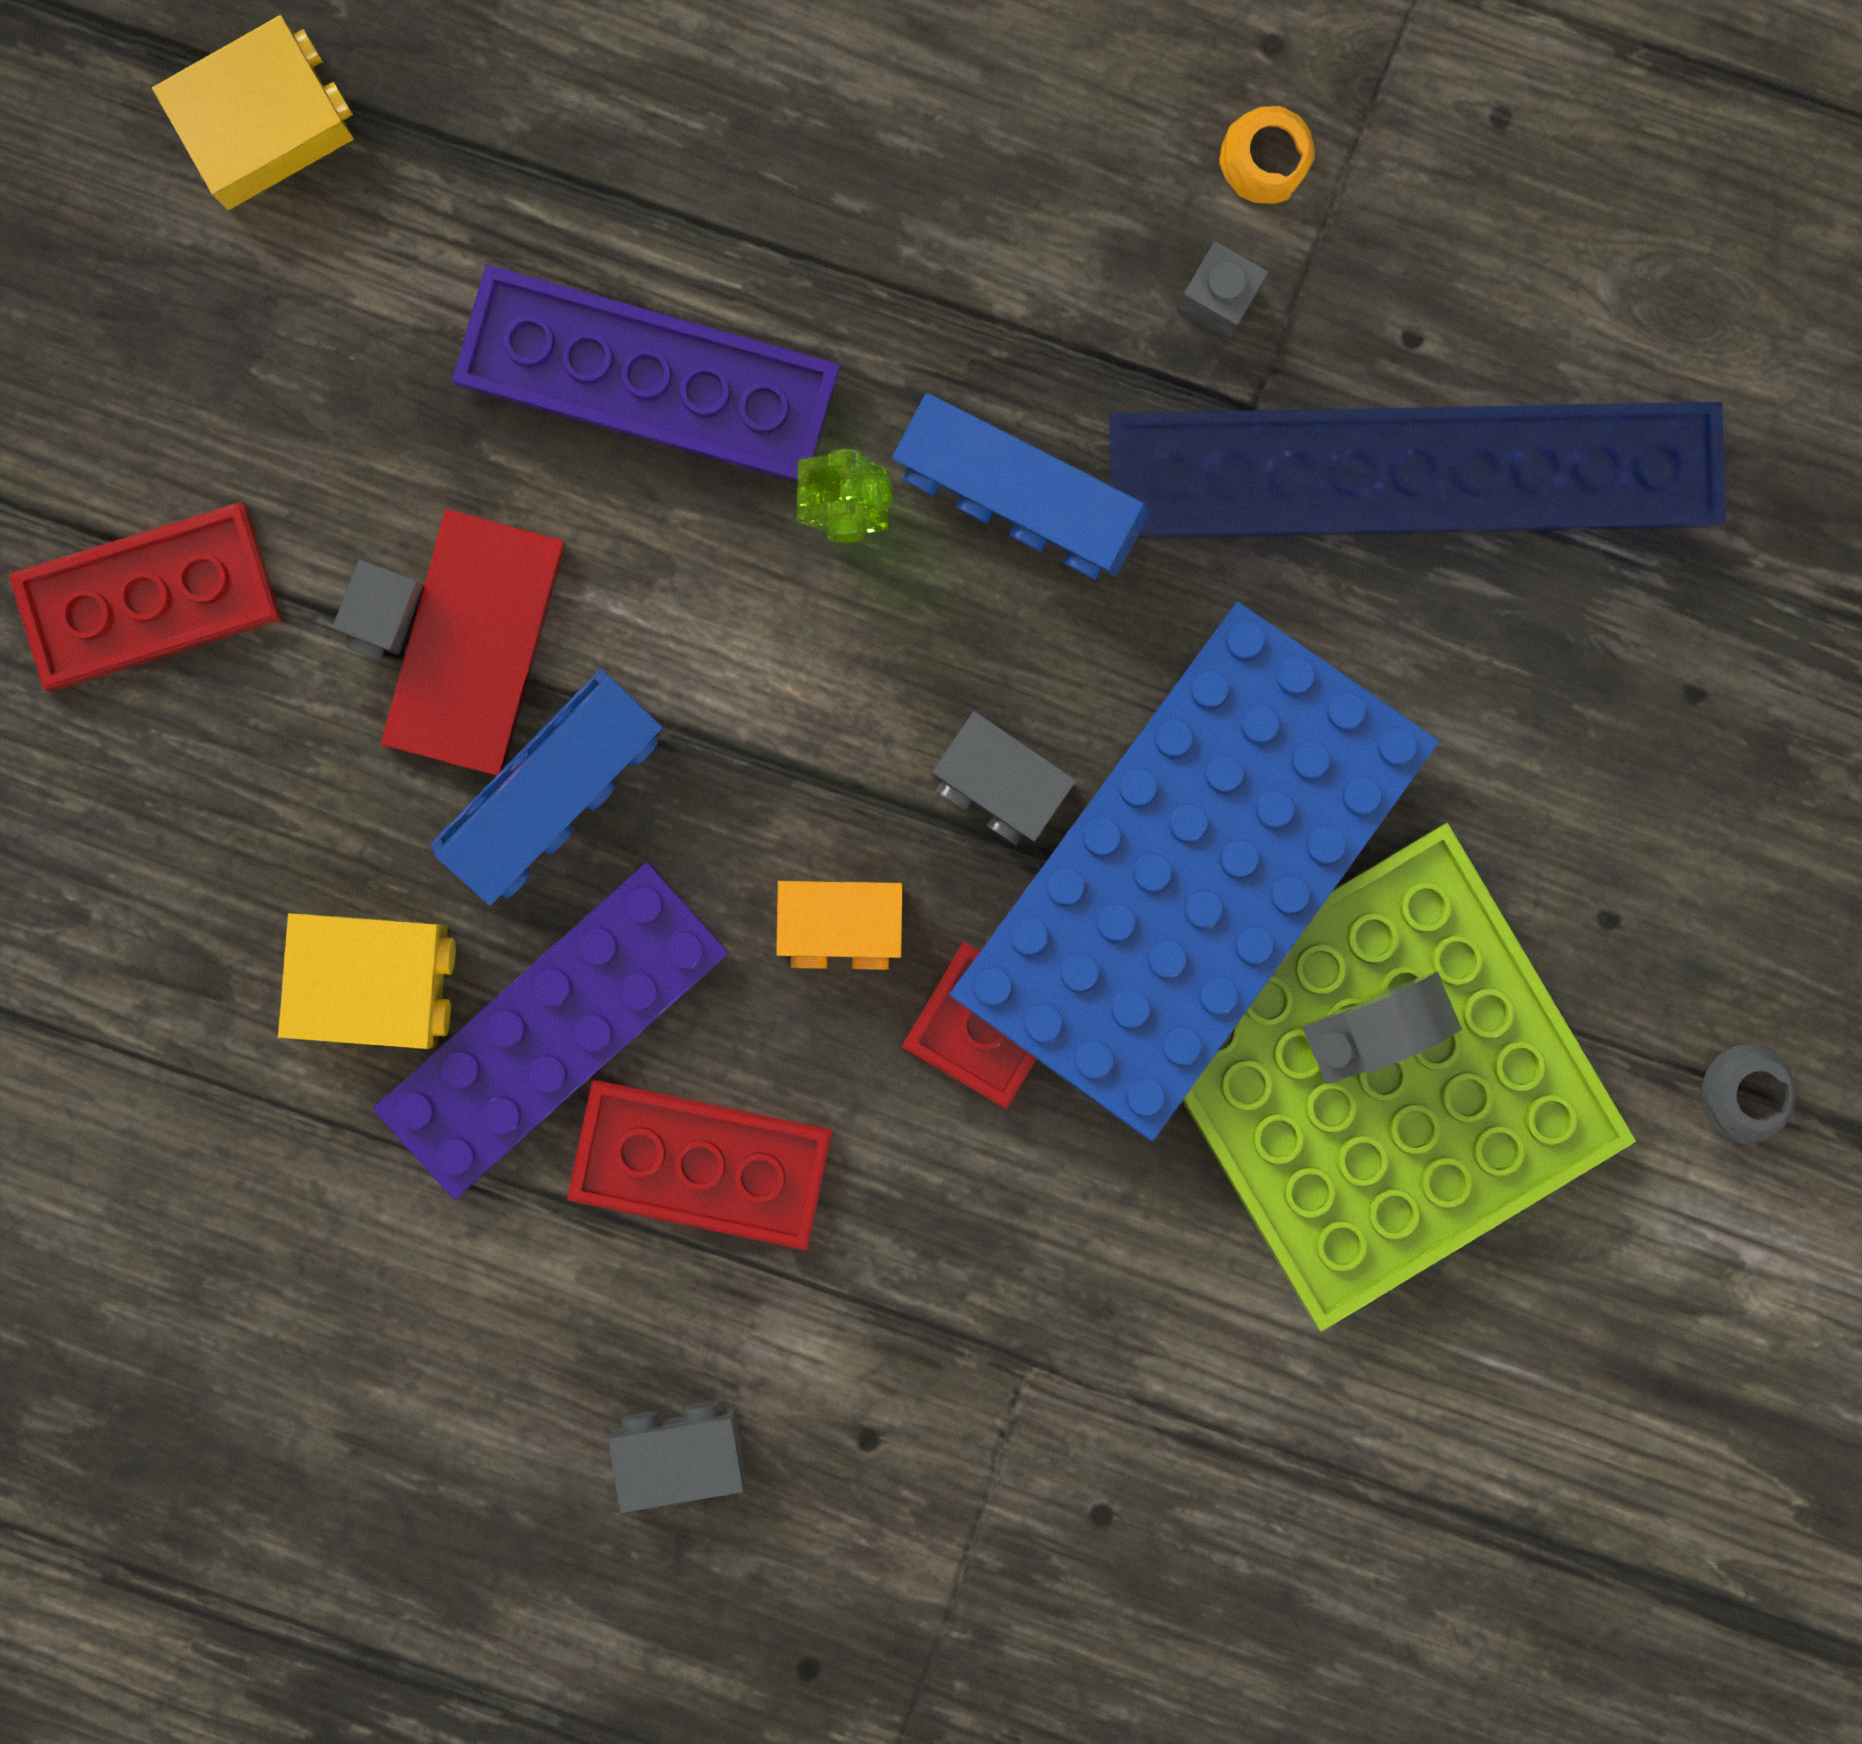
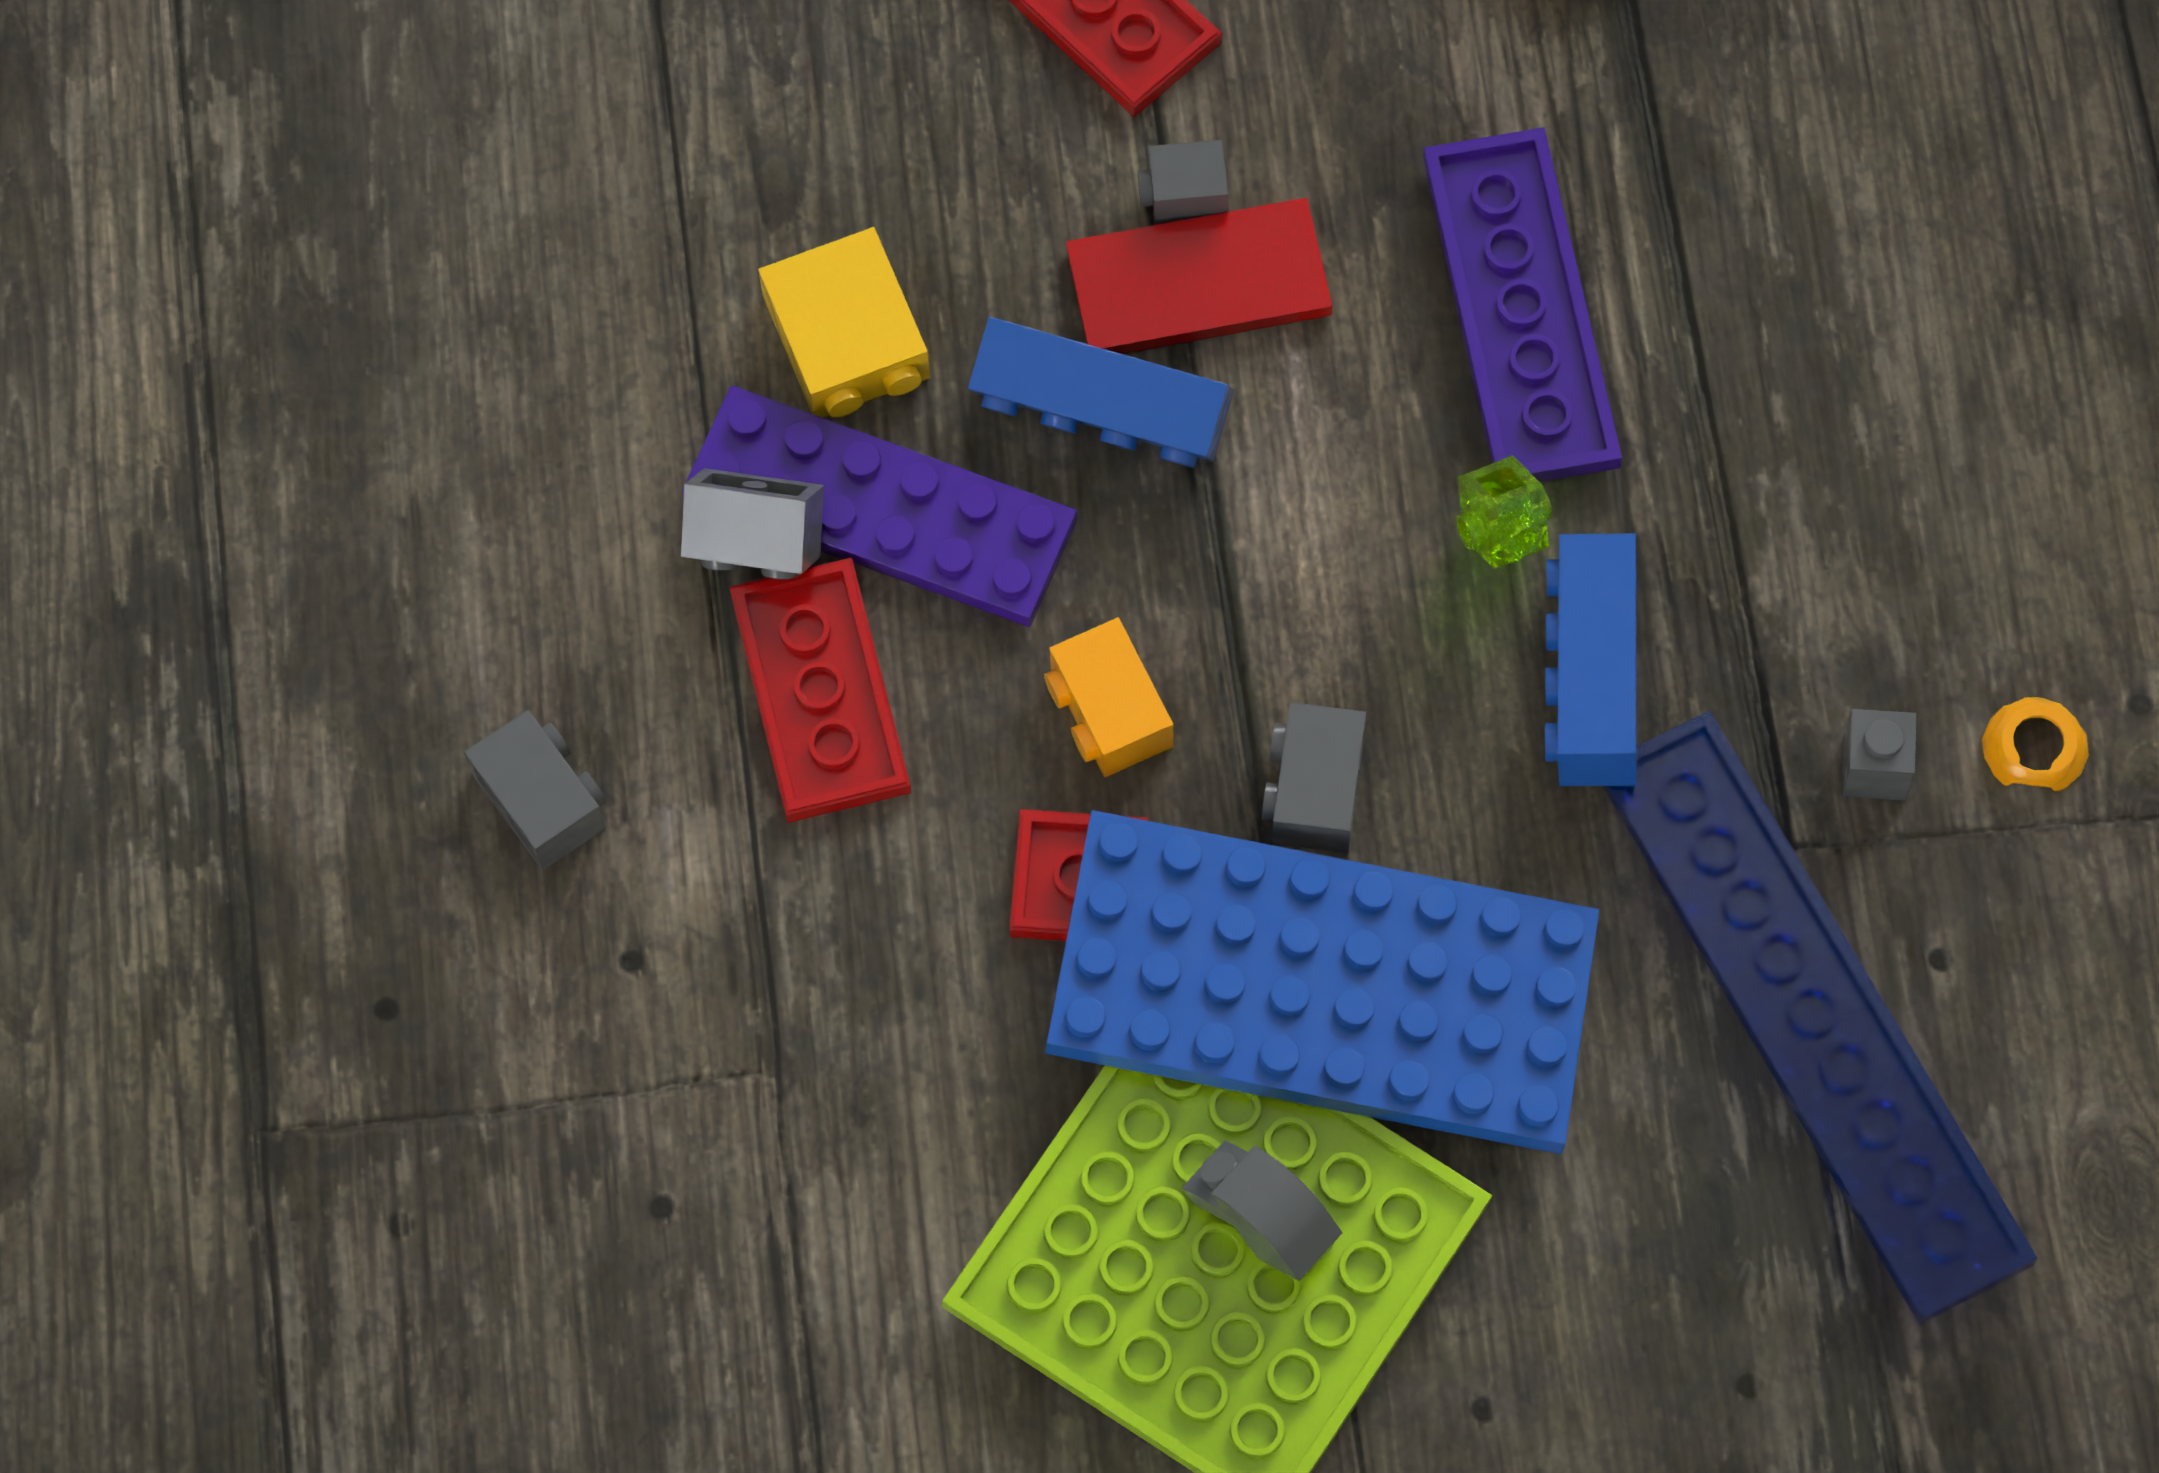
camera: 70 degrees right, 20 degrees down
(522, 1157) = (752, 522): none -> brick

